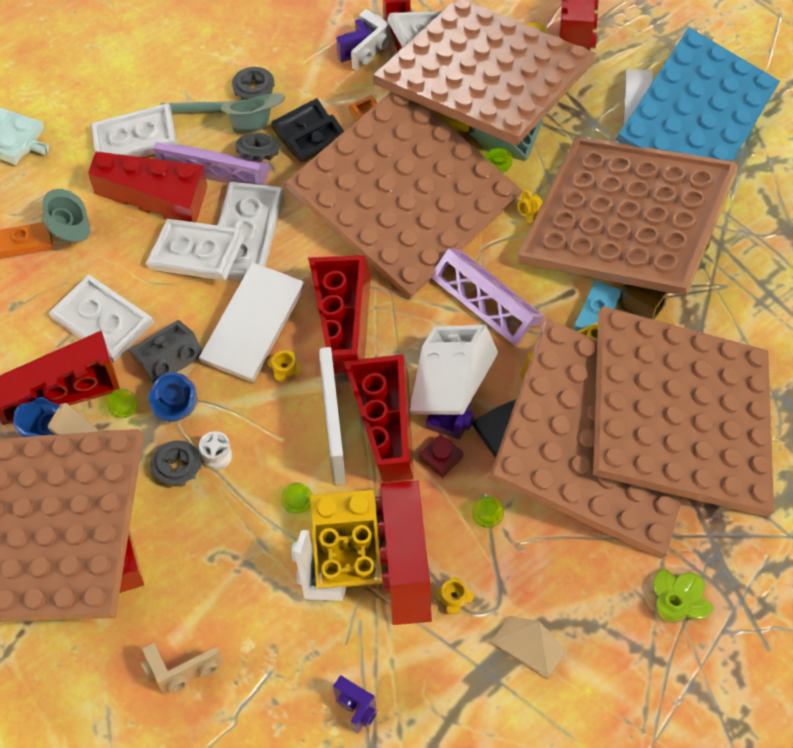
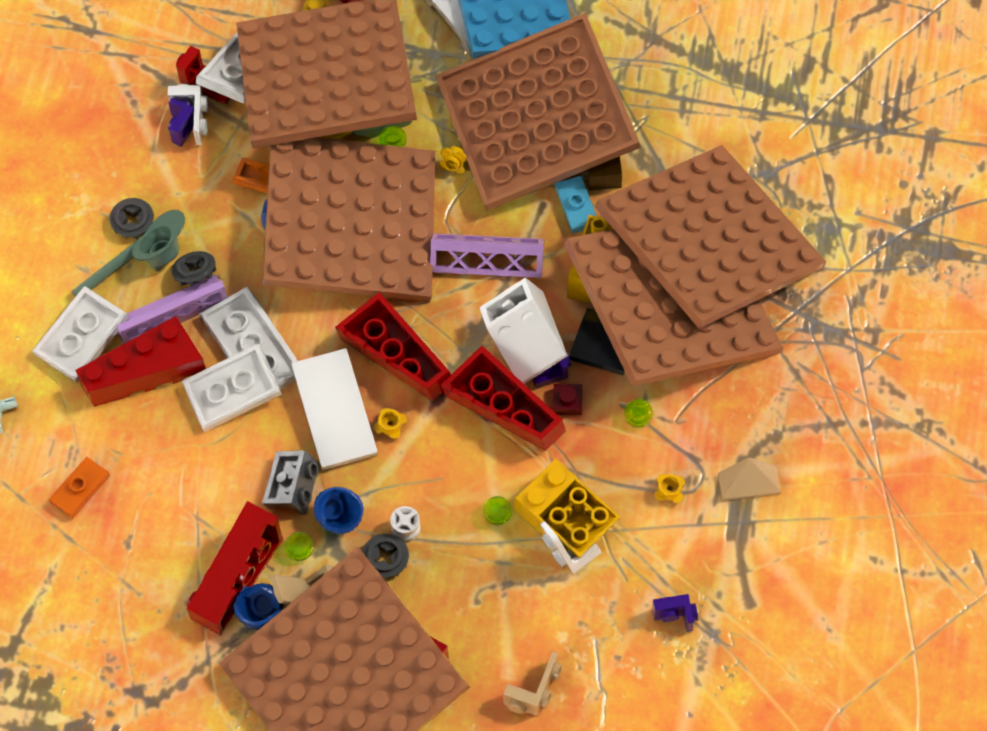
camera: 40 degrees left, 5 degrees up
(65, 215) = (102, 442): sand green piece -> none
(97, 308) = (208, 496): white tile -> none
(307, 129) = (218, 224): black slope -> none
(332, 416) = (472, 431): white tile -> none
(404, 552) = (616, 483): red wedge -> none
(680, 596) = (816, 368): lime plate -> none

